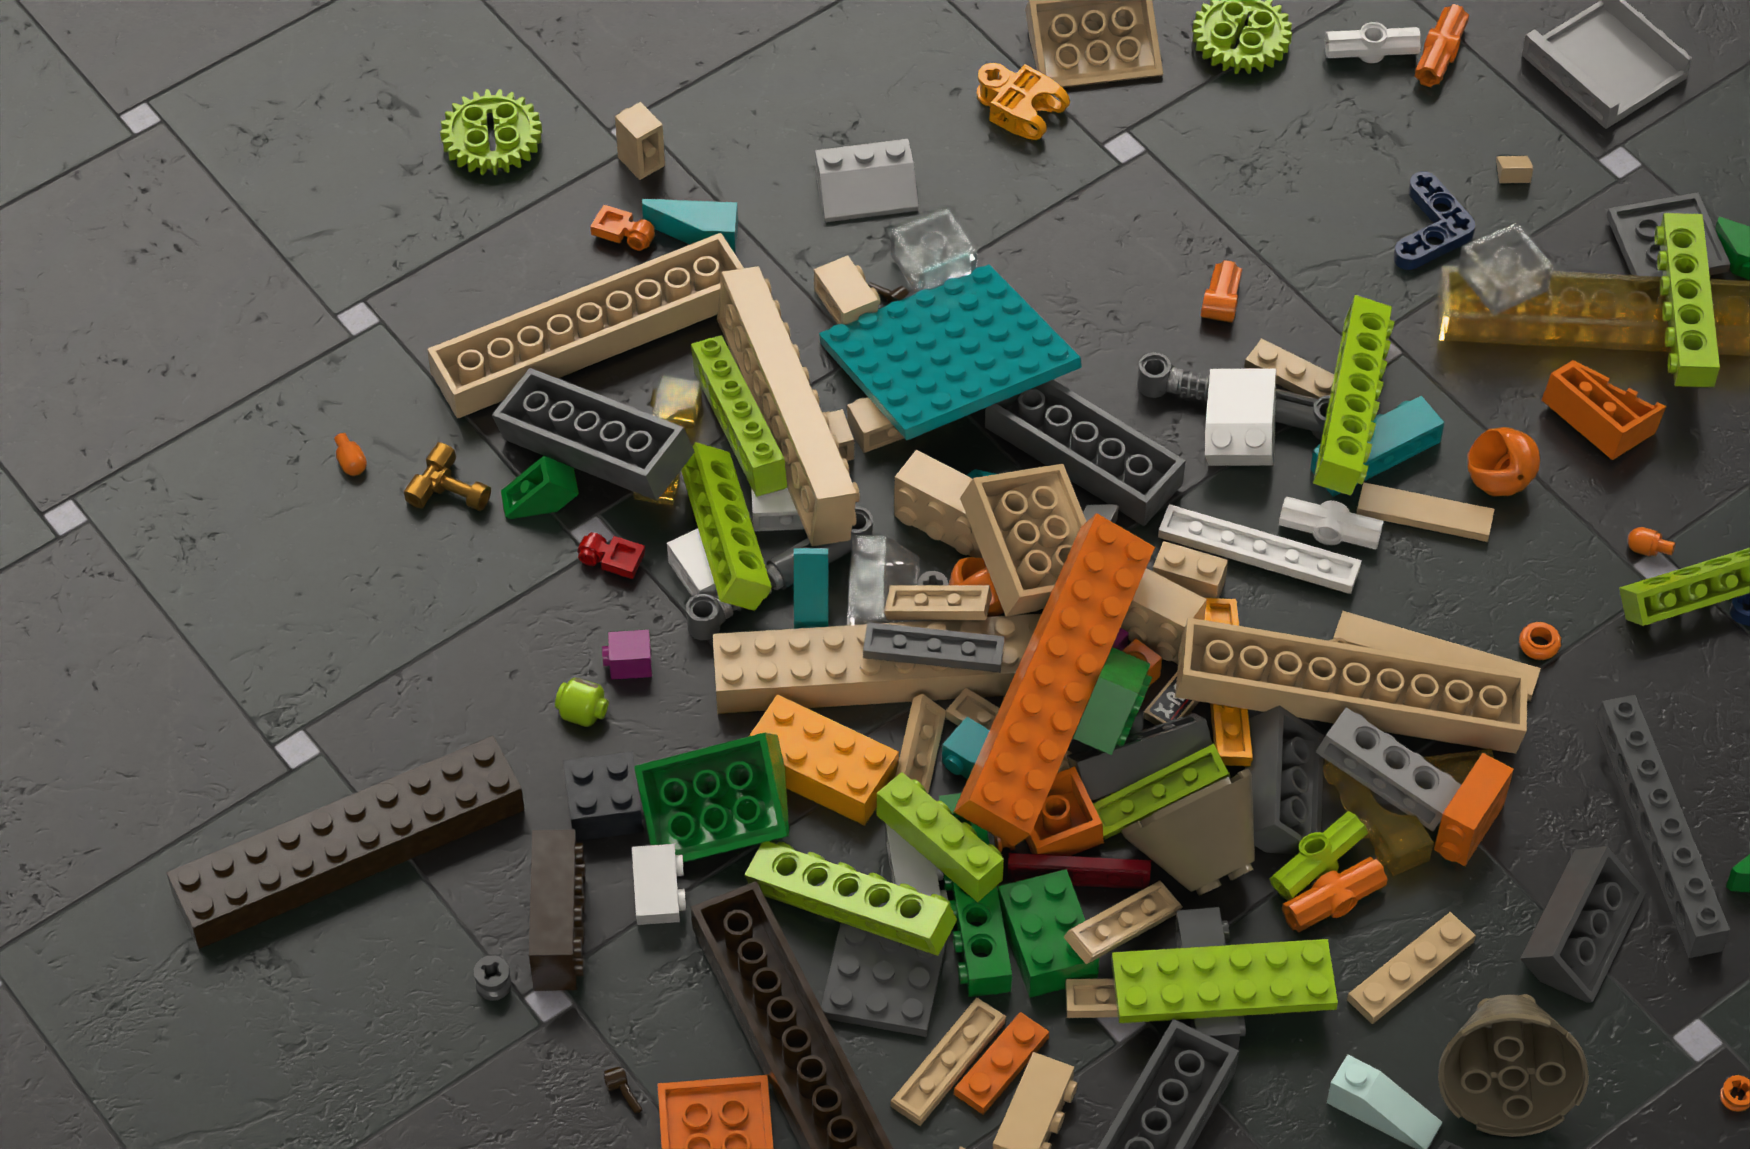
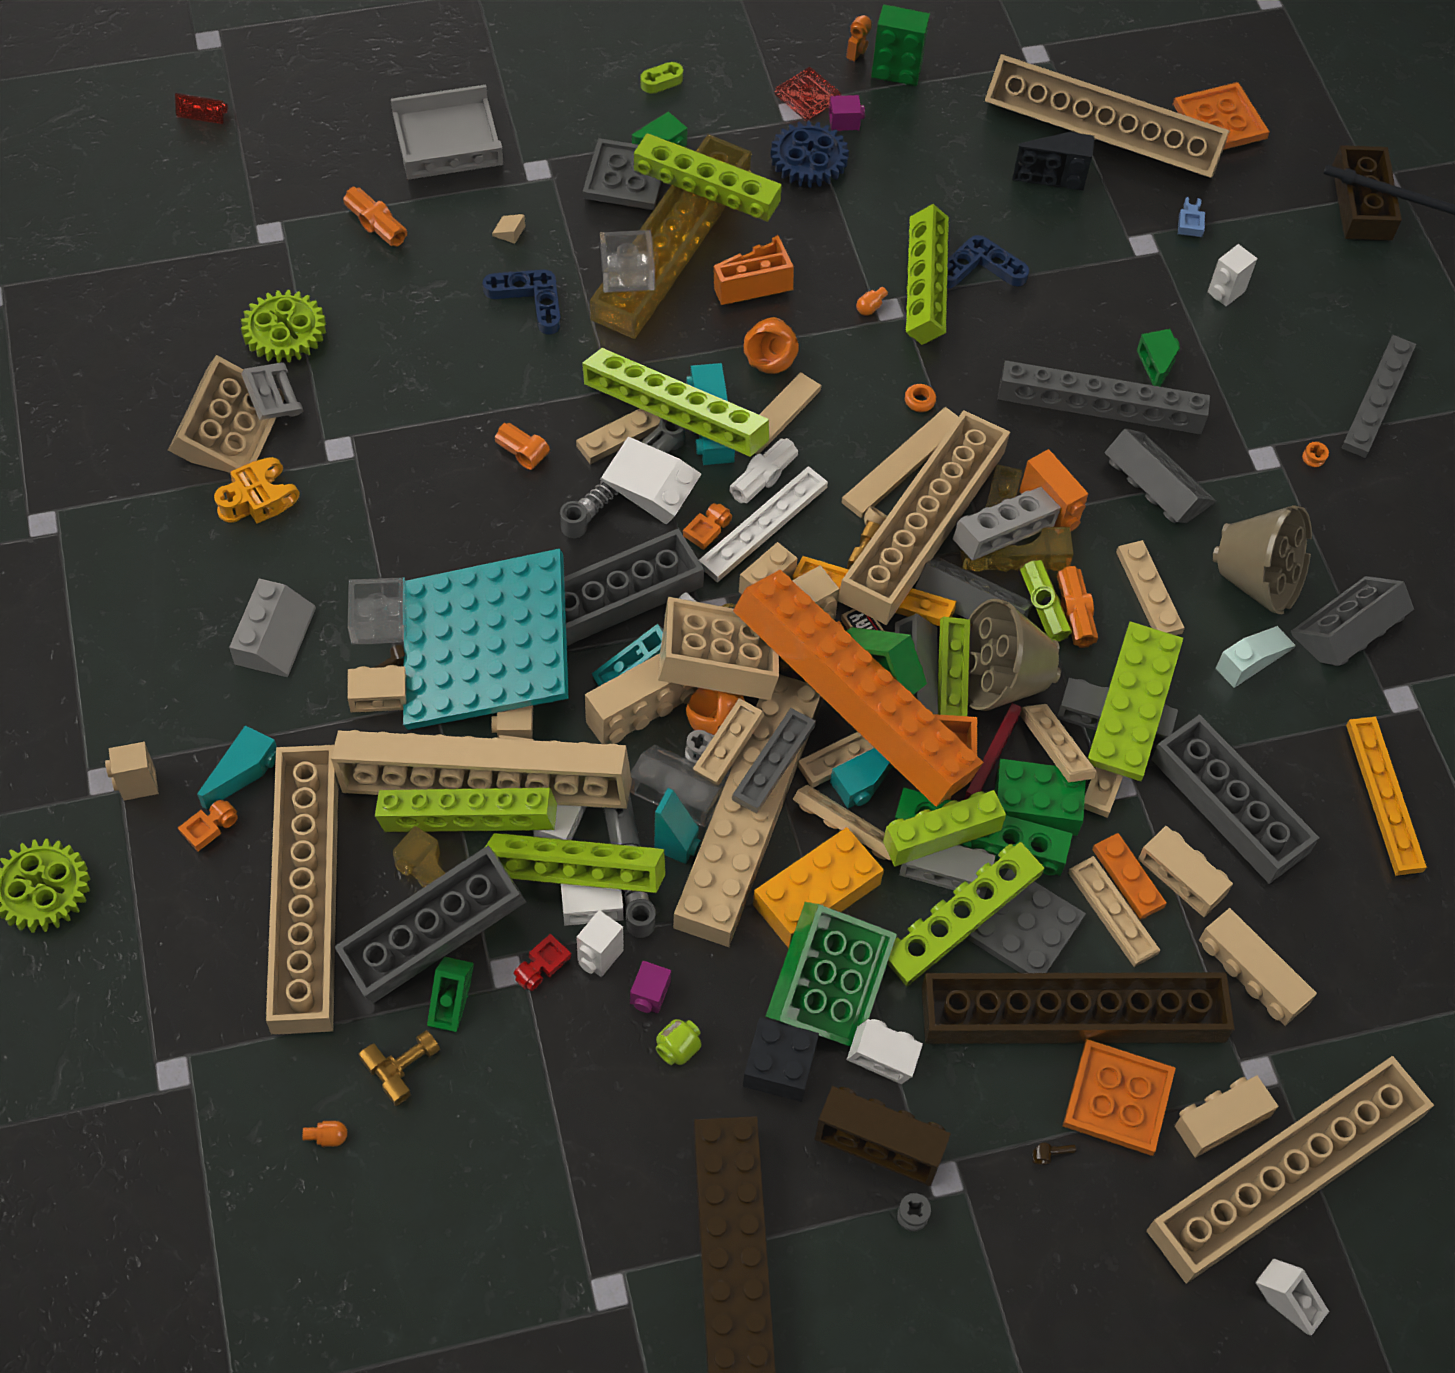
camera: 70 degrees left, 5 degrees up
(647, 586) = (599, 944): none -> white brick
(1138, 50) = (265, 393): none -> light grey plate
(1217, 495) = (705, 529): none -> orange plate
(1372, 42) = (346, 254): white piece -> none

